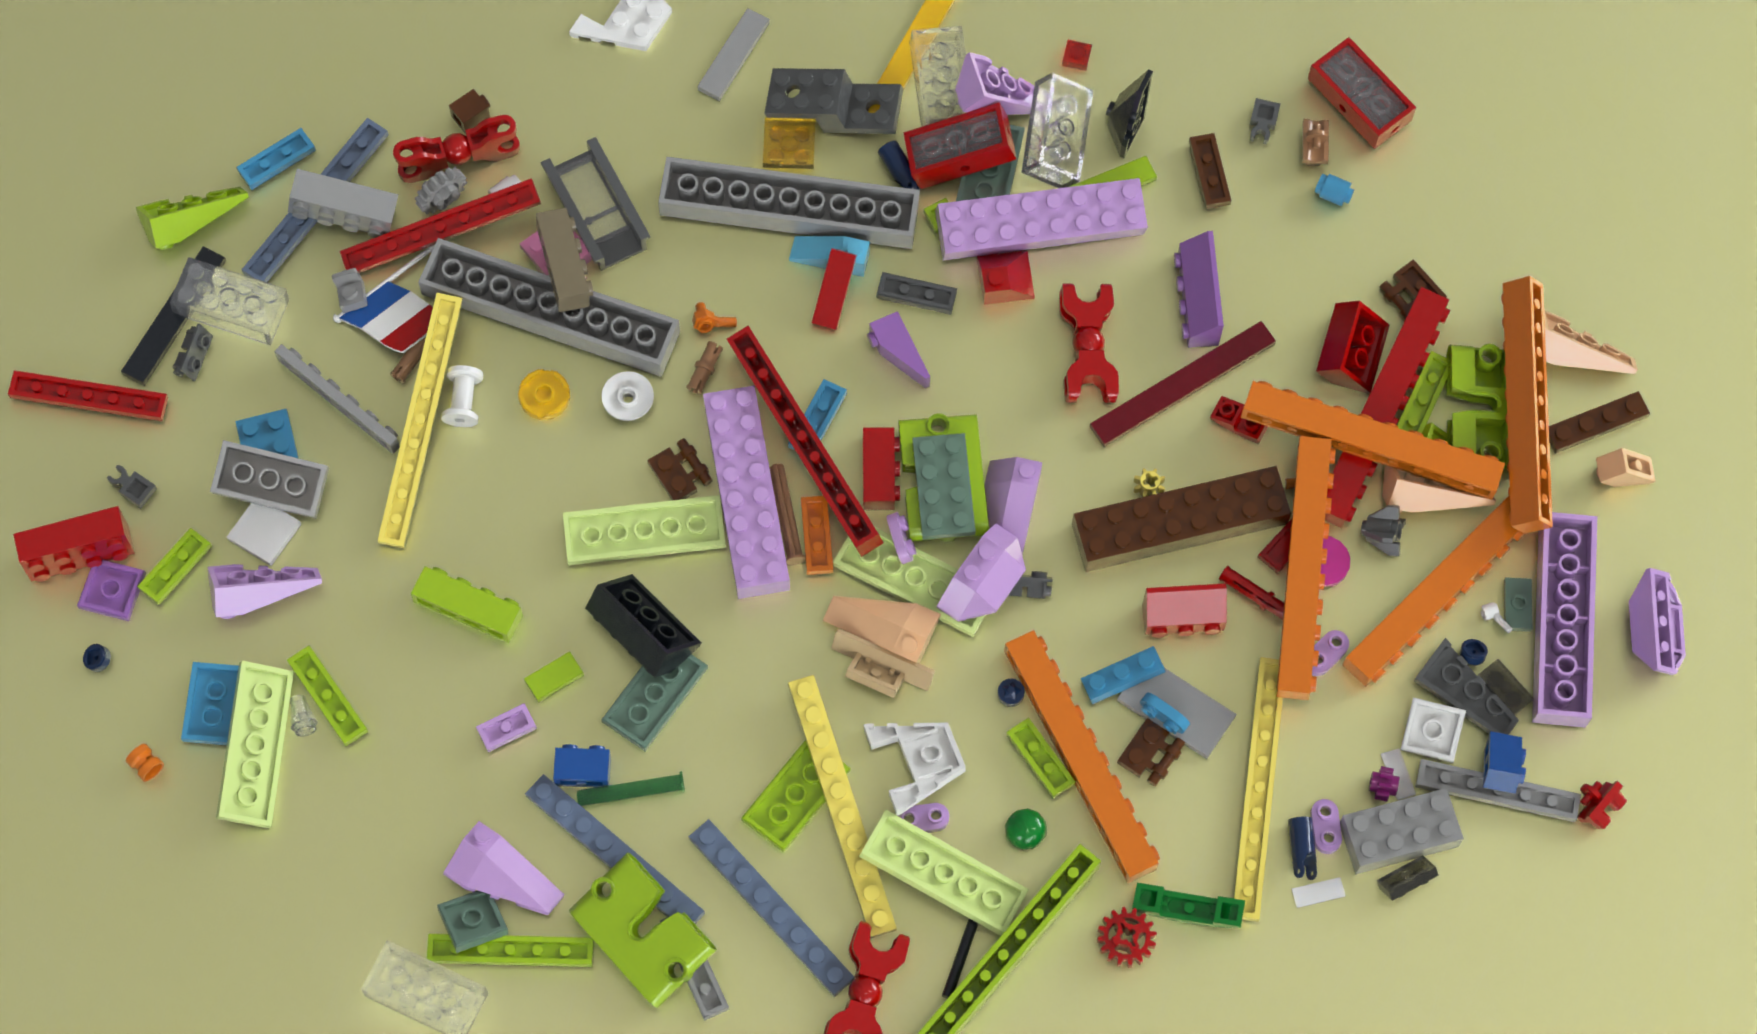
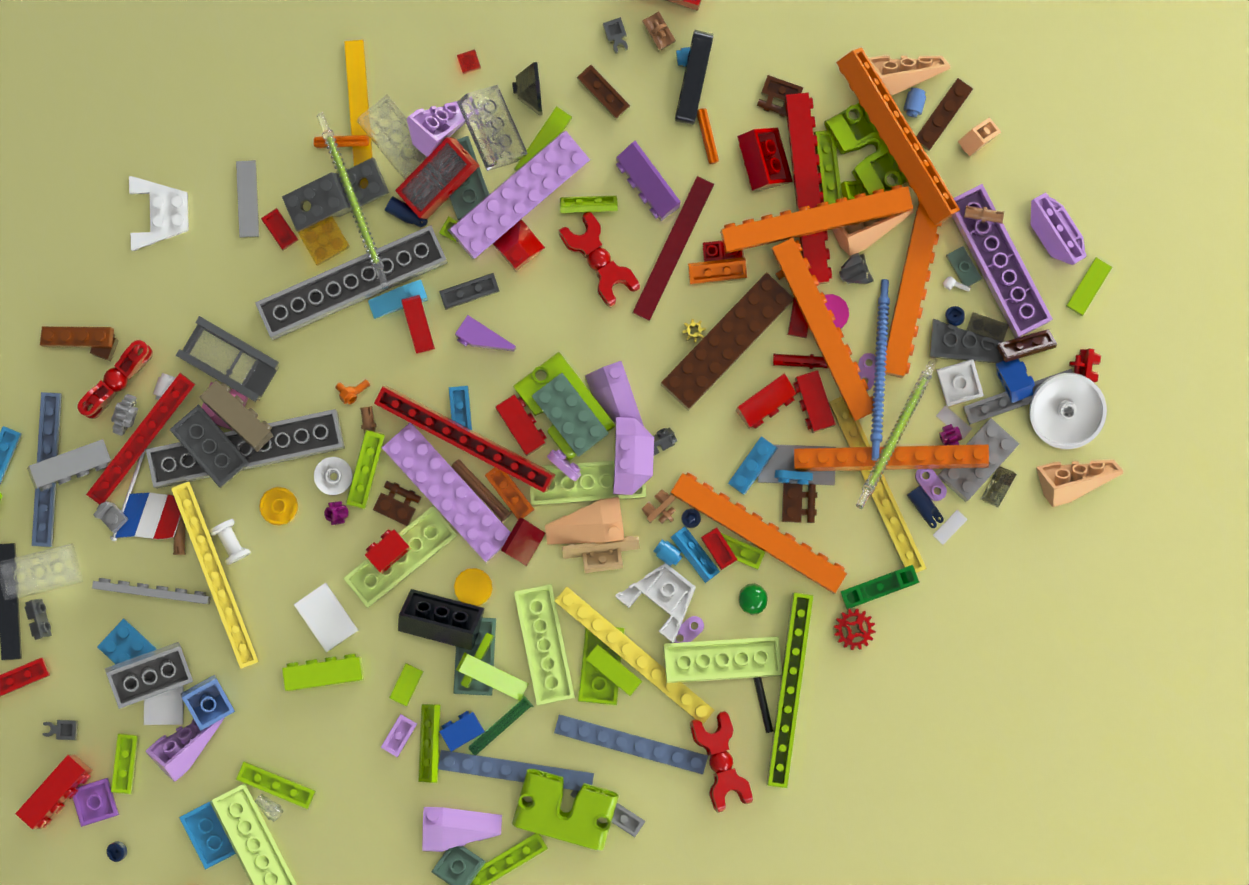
camera: 40 degrees left, 15 degrees up
(314, 552) = (207, 702): none -> medium blue slope
(446, 82) = (77, 337): none -> dark orange plate
(510, 275) = (209, 446): none -> dark grey tile
(513, 546) = (326, 617): none -> white tile
(535, 757) = (429, 743): none -> lime plate
(603, 437) = (336, 513): none -> magenta gear
(632, 506) = (387, 551): none -> red brick
(654, 695) = (485, 644): none -> lime tile
(658, 722) = (492, 676): none -> tile
(668, 408) = (365, 469): none -> lime plate
(705, 614) = (473, 587): none -> yellow tile
(743, 729) = (544, 644): none -> yellowish green plate
(747, 105) = (279, 229): none -> red tile
(796, 595) = (523, 541): none -> dark red tile
(806, 806) = (613, 670): none -> lime tile
(831, 187) = (377, 265): none -> clear hose
(878, 53) = (344, 141): none -> orange axle
(958, 713) = (668, 553): none -> dark azure brick
(982, 661) = (665, 500): none -> medium nougat hips
(989, 734) = (695, 554): none -> dark azure plate
(1021, 743) = (719, 548): none -> red tile
(1115, 277) = (588, 204): none -> lime tile
(1219, 435) = (717, 270): none -> orange plate
(1242, 647) = (814, 401): none -> red brick
(1297, 759) = (902, 458): none -> orange brick
(1300, 286) = (707, 136): none -> orange axle
(1320, 728) = (869, 487): none -> clear hose
(1325, 209) = (694, 77): none -> black beam
(1340, 656) = (876, 436): none -> medium blue hose
(1496, 926) = (1069, 482): none -> light nougat wedge
(1541, 734) = (1027, 345): none -> reddish brown tile
(1547, 838) = (1067, 411): none -> white dish
(1570, 387) = (915, 102): none -> medium blue brick
(1578, 548) = (984, 214): none -> medium nougat pin
(1659, 715) = (1089, 286): none -> lime tile

